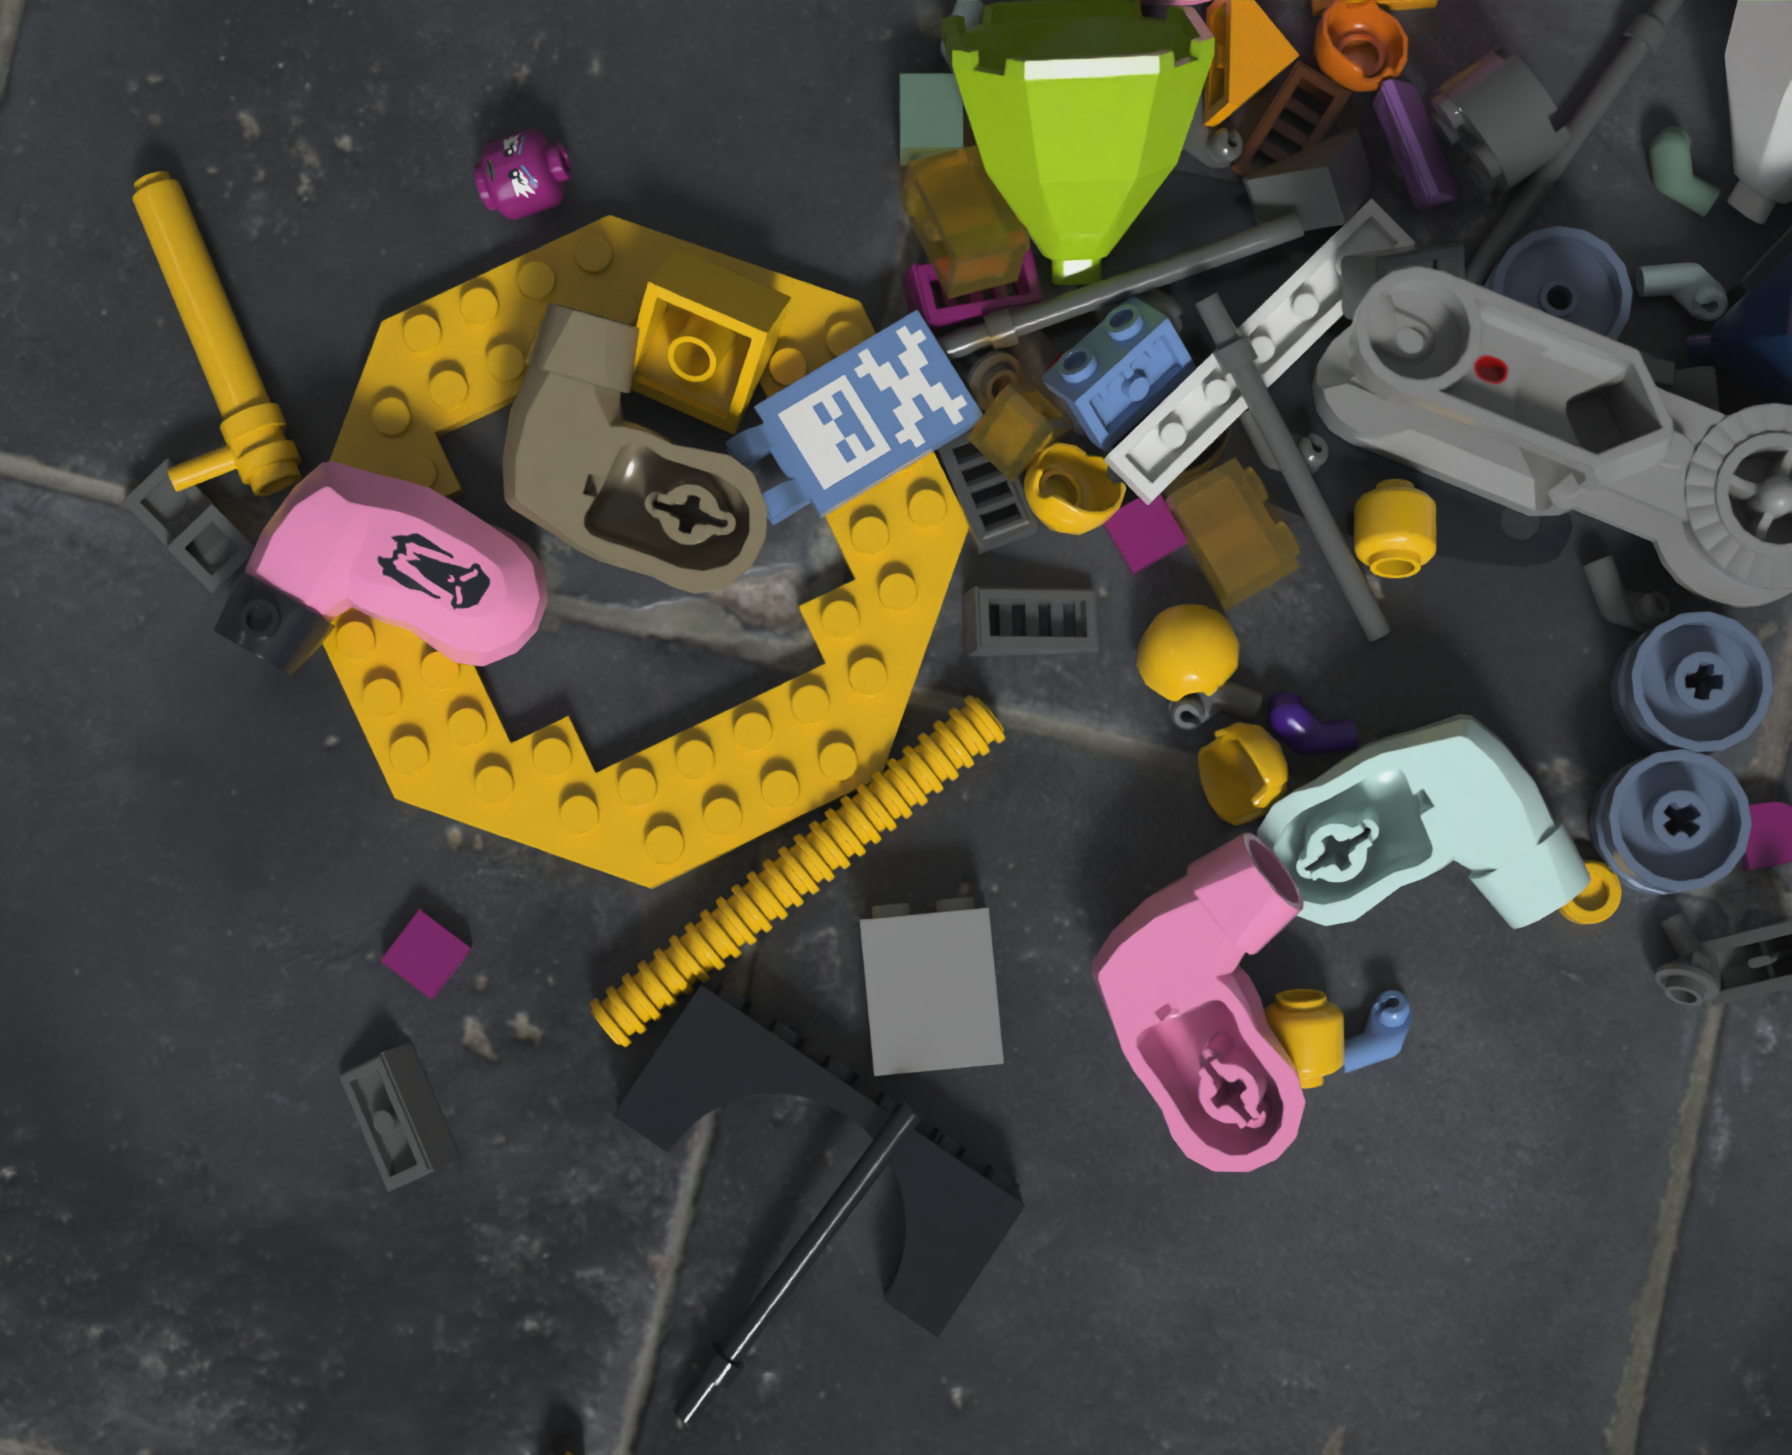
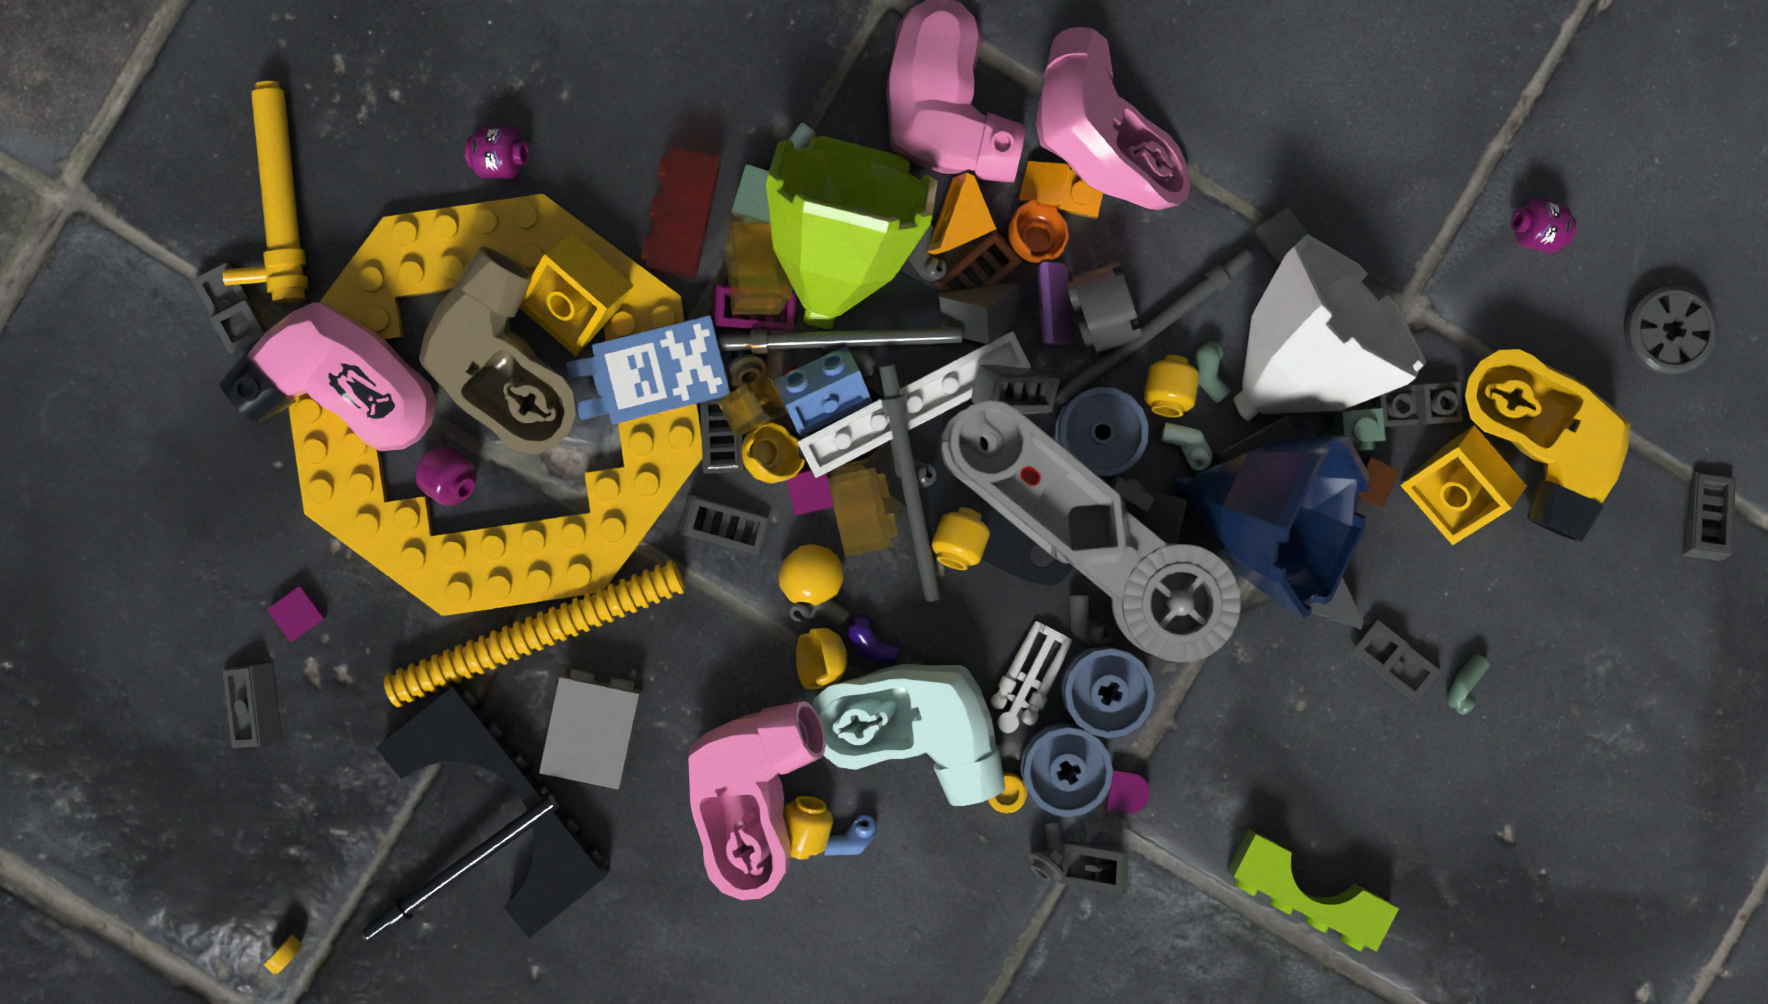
camera: 20 degrees right, 5 degrees up
(593, 672) = (446, 476): none -> magenta head
(824, 179) = (681, 212): none -> clear red brick
(1557, 781) = (1008, 721): none -> white piece
(1632, 208) = (1171, 386): none -> yellow head

